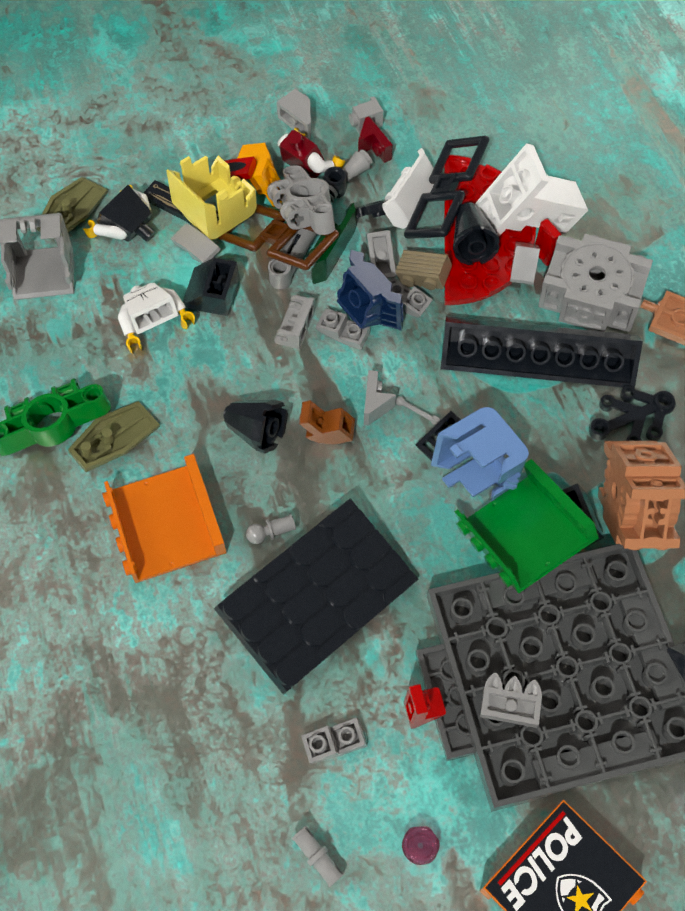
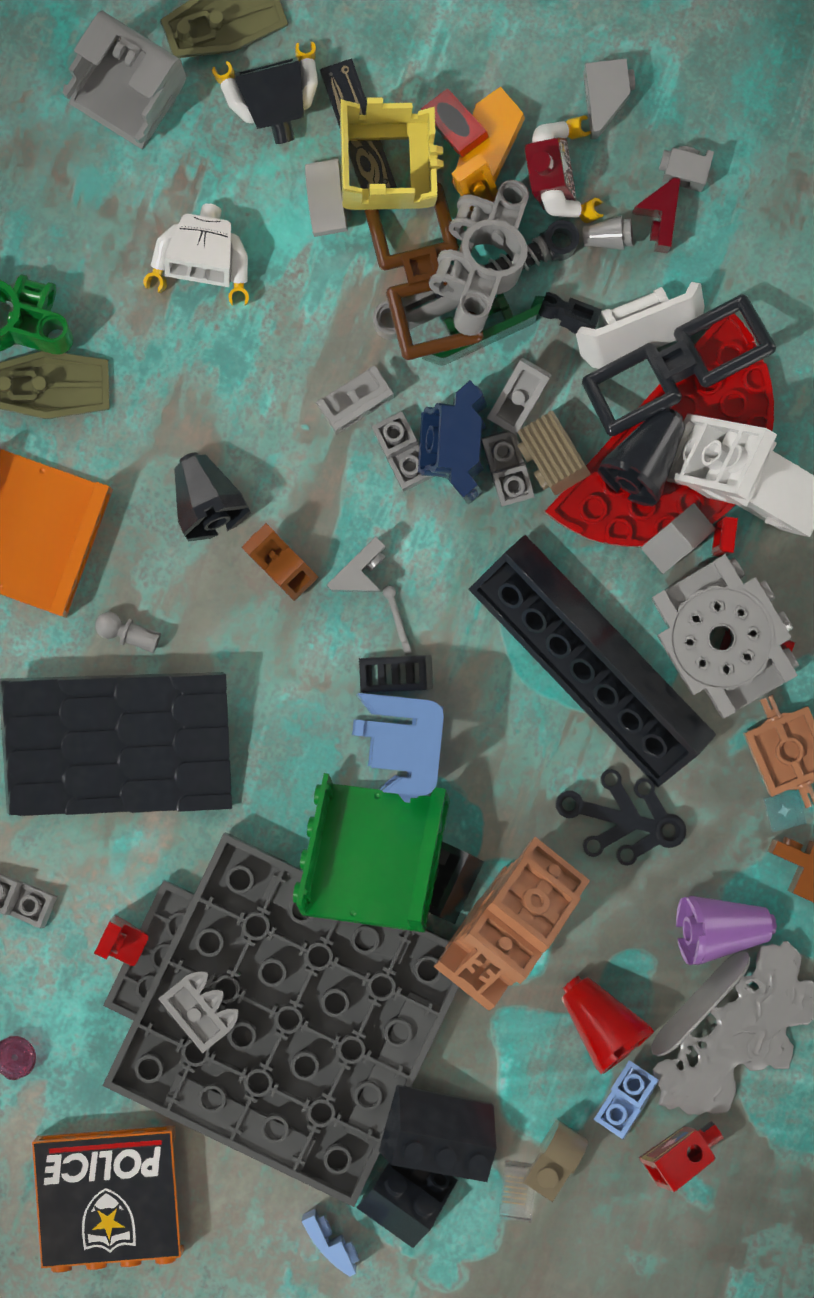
camera: 40 degrees right, 25 degrees up
(212, 286) = (295, 277): black slope -> none

